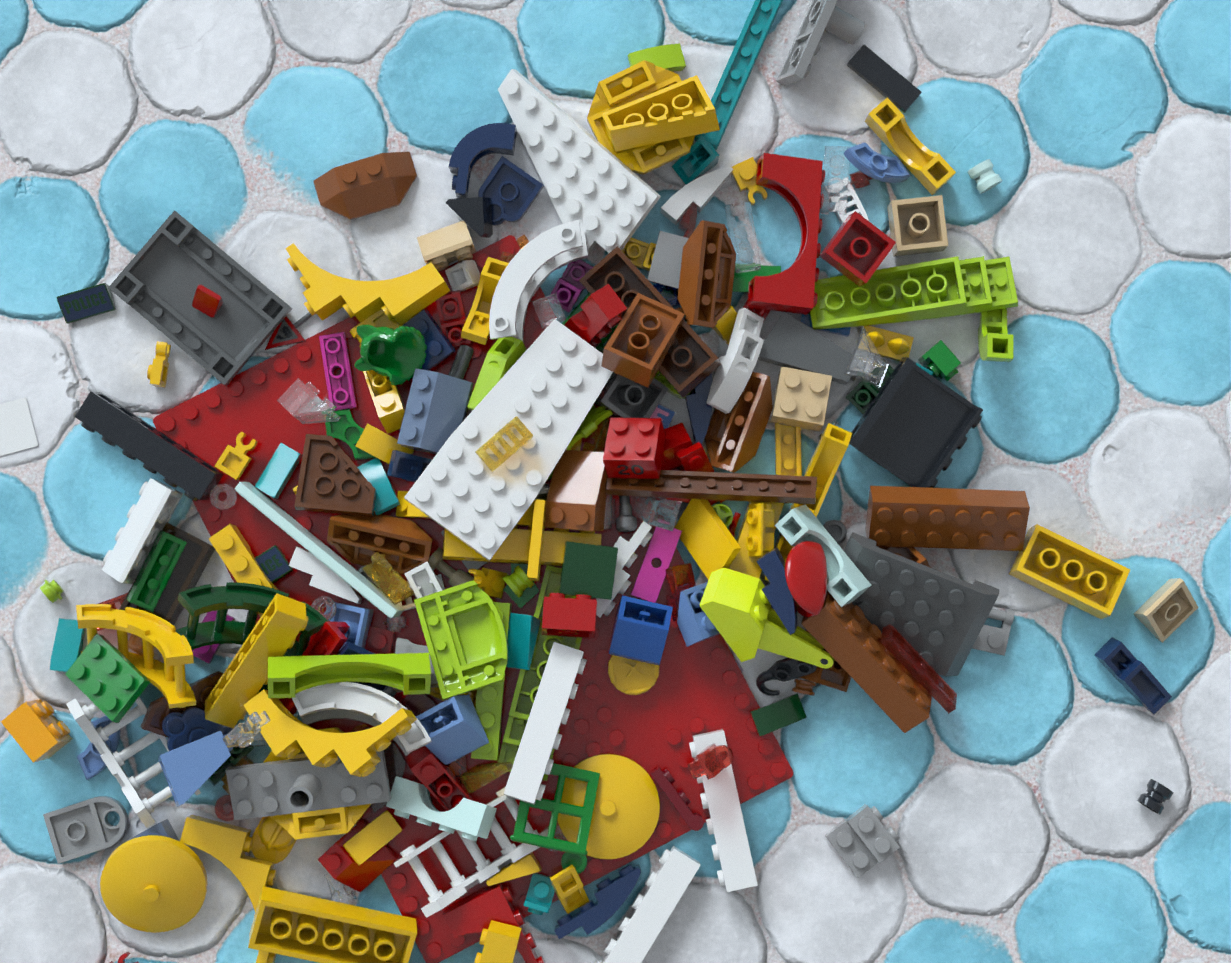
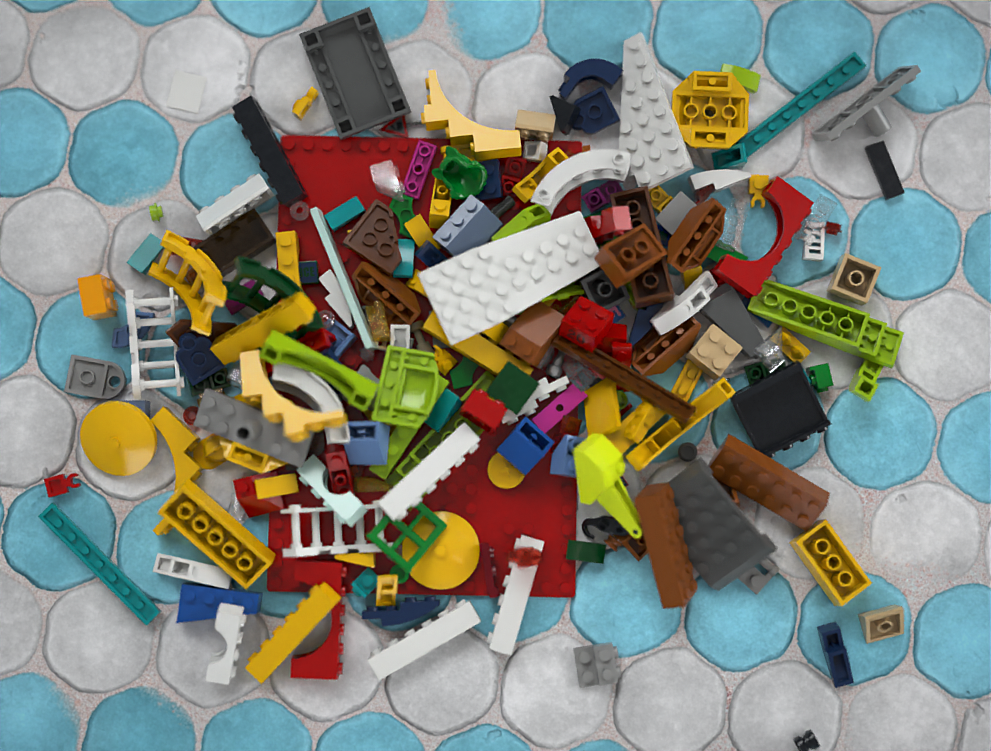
camera: 30 degrees right, 0 degrees up
(86, 303) = (279, 37): slope -> none
(107, 678) = (161, 287): green plate -> none
(156, 571) = (230, 235): green slope -> none
(193, 764) = (186, 373): medium blue slope -> none
(207, 301) = (358, 77): red slope -> none
(234, 460) = (320, 191): yellow plate -> none
(245, 732) = (230, 370): clear plate -> none
(366, 184) = (504, 57): dark orange wedge -> none
(518, 581) = (462, 370): lime wheel -> none
(520, 427) = (519, 270): clear yellow slope -> none
(536, 540) = (489, 349): yellow tile -> none
(548, 310) = (579, 202): clear slope -> none
(662, 116) = (723, 115): yellow wedge -> none
(777, 590) = (632, 468): dark blue slope -> none
(807, 577) = (654, 470): red piece -> none
(843, 577) = (670, 441): light aqua arch -> none
(857, 249) = (805, 272): red brick -> none
(876, 165) = (848, 225): medium blue tile -> none
(919, 668) = (695, 571): clear red tile -> none
(923, 163) = (872, 209): yellow arch -> none
(984, 176) = (916, 271): light aqua wheel -> none

